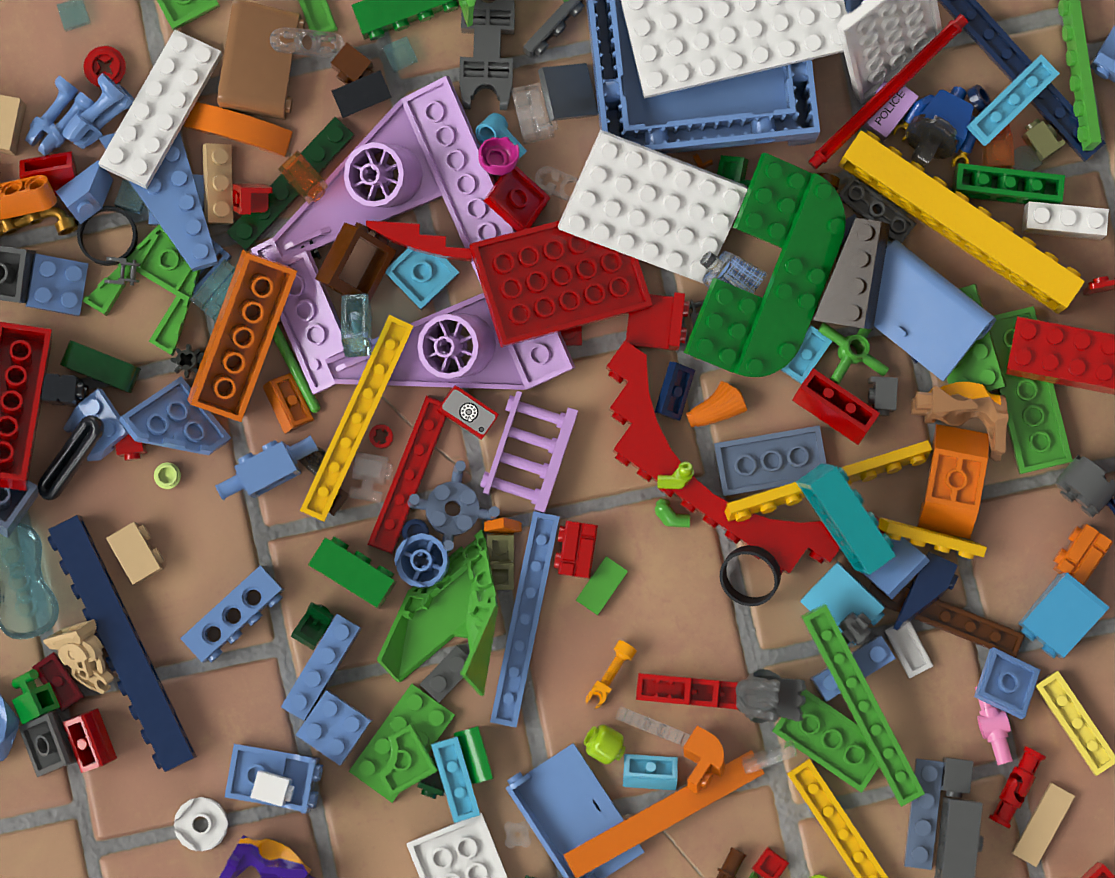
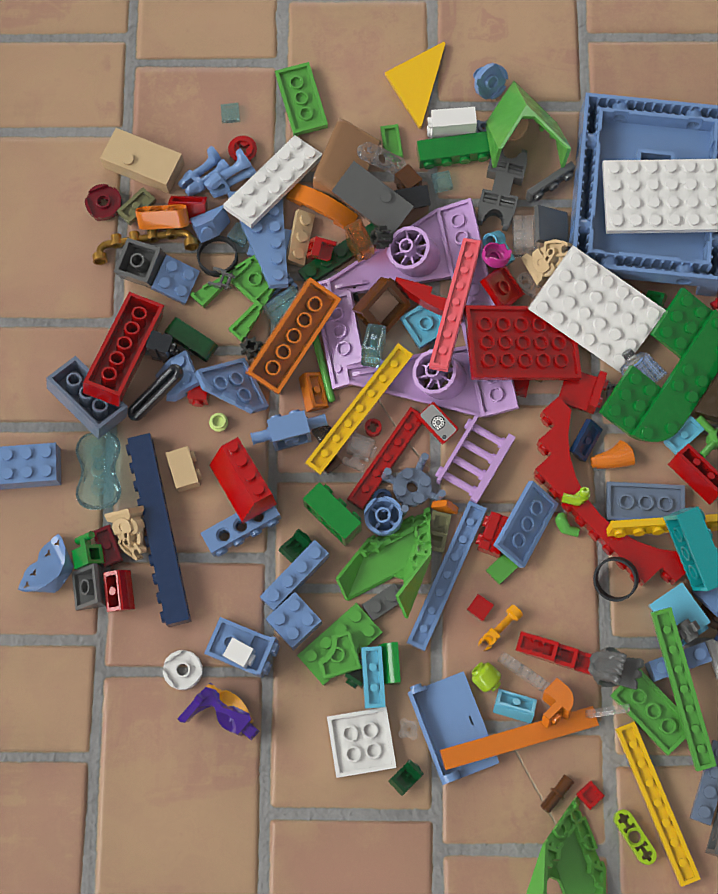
camera: 15 degrees right, 10 degrees down
(219, 554) = (241, 481): none -> red slope
(307, 113) = (371, 198): none -> dark grey brick
(333, 168) = (381, 237): none -> pearl dark grey gear
(456, 243) = (455, 305): none -> coral tile
(569, 149) = (545, 260): none -> tan piece
(578, 652) = (480, 607): none -> red tile
(616, 528) = (526, 524): none -> medium blue plate

